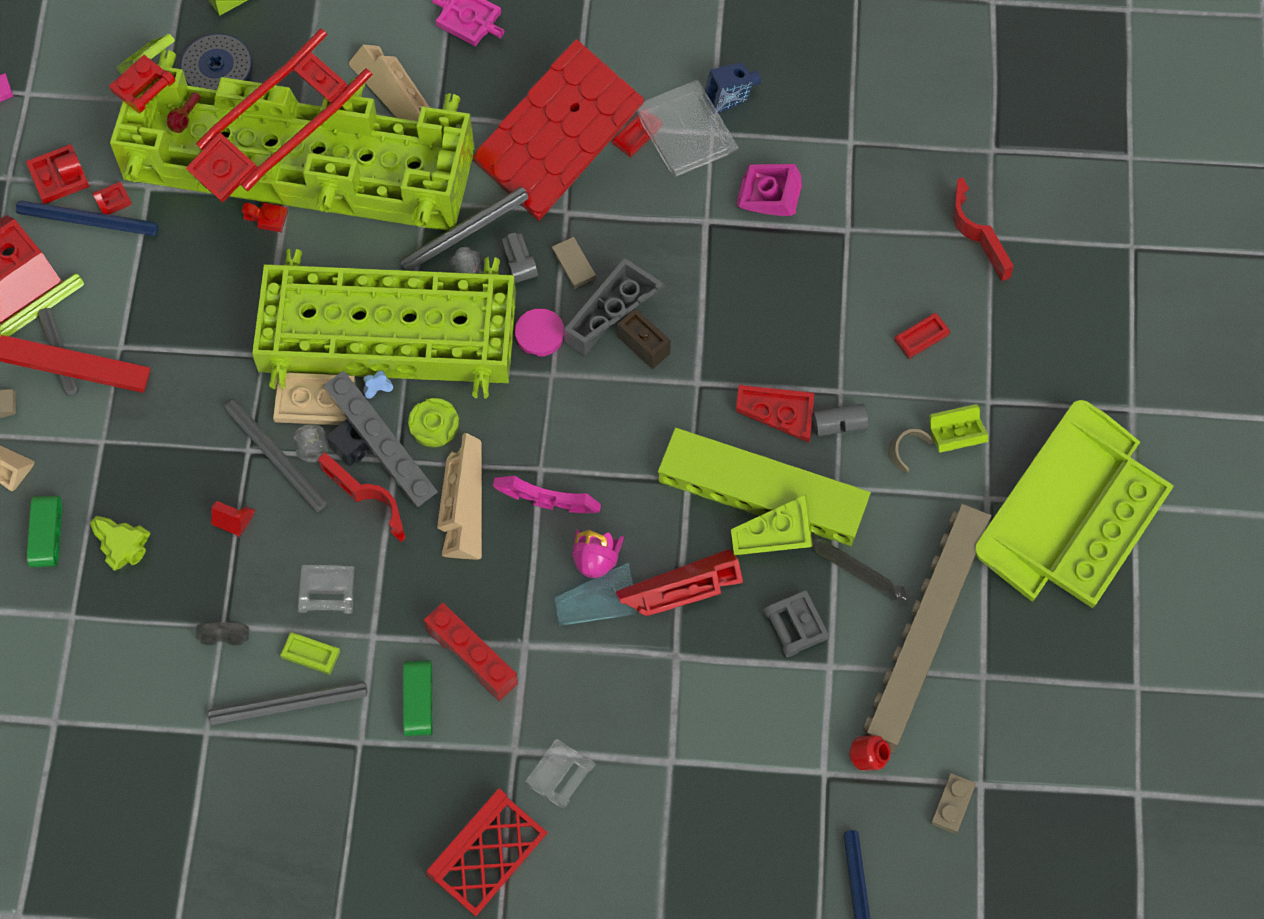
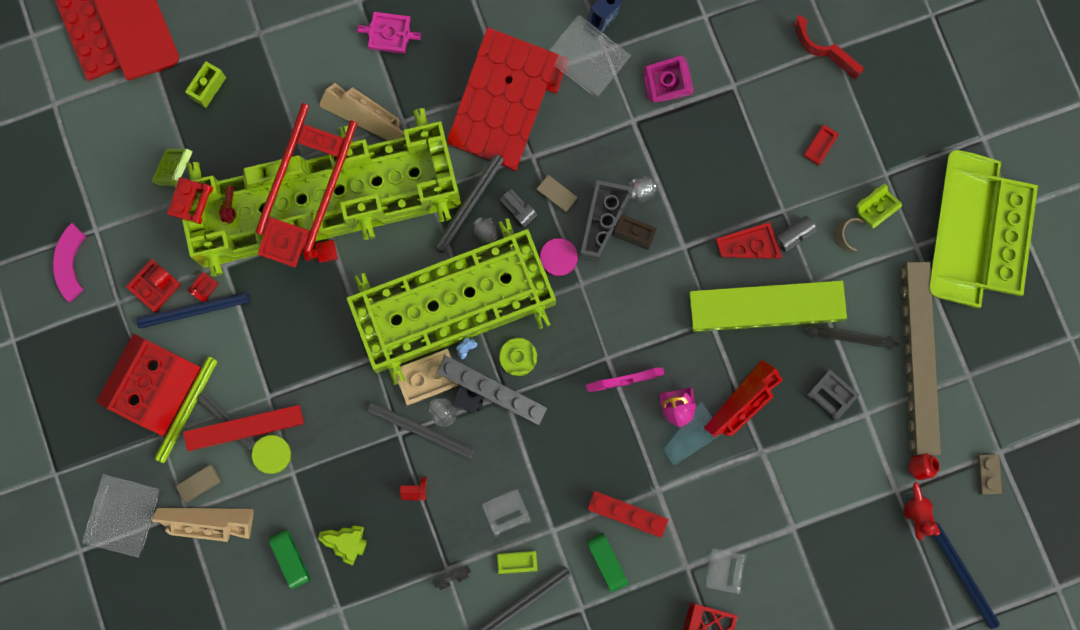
camera: 25 degrees left, 15 degrees up
(88, 409) = (271, 454): none -> lime tile
(215, 48) = (217, 136): piece -> none
(361, 492) = (478, 428): red piece -> none
(462, 501) = (566, 406): tan wedge -> none
(676, 295) = (643, 189): none -> clear head
(776, 530) = (791, 336): lime wing -> none
(840, 807) = (921, 510): none -> red animal

